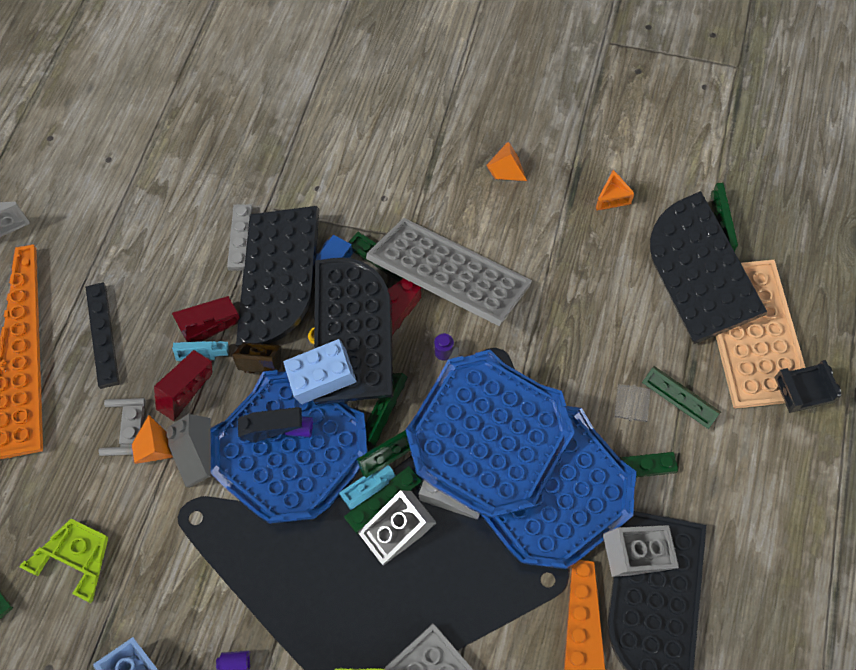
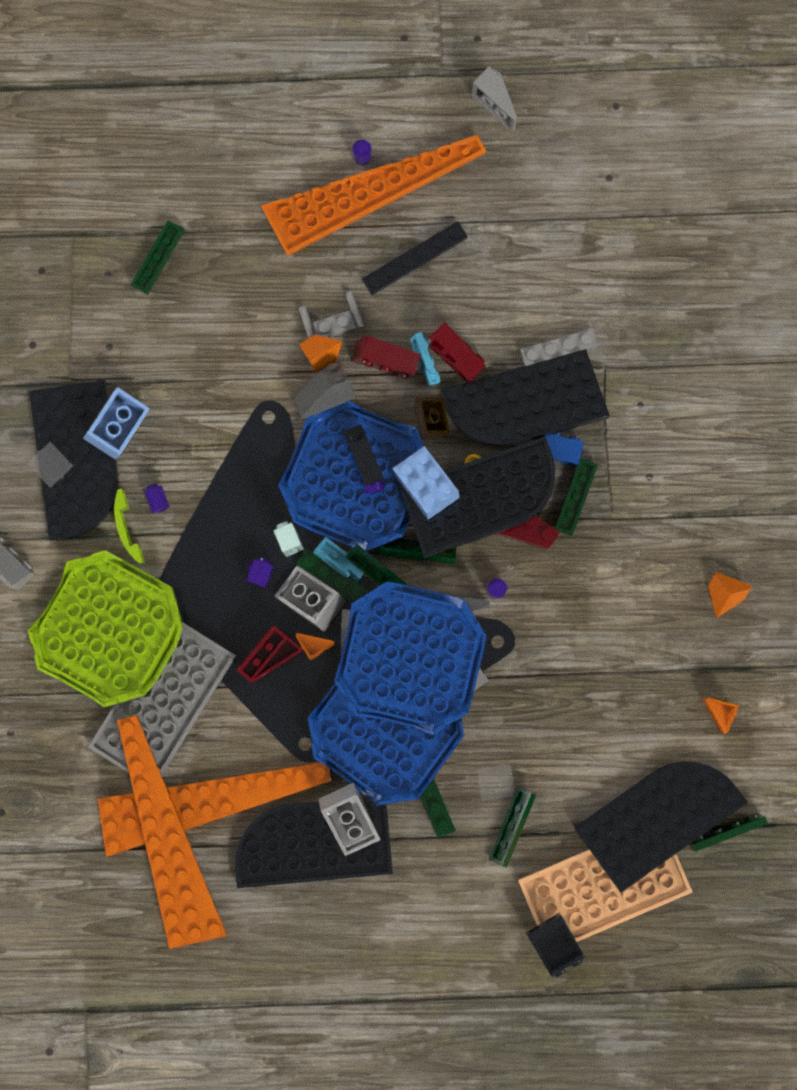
camera: 70 degrees right, 20 degrees up
(76, 547) = (211, 326): lime wing -> none
(327, 524) = (288, 539): none -> light aqua brick
(352, 571) = (260, 572): none -> dark purple brick
(441, 586) = (268, 654): none -> dark red wedge
(447, 537) = (313, 645): none -> orange slope
(450, 271) = (577, 570): light grey plate -> none

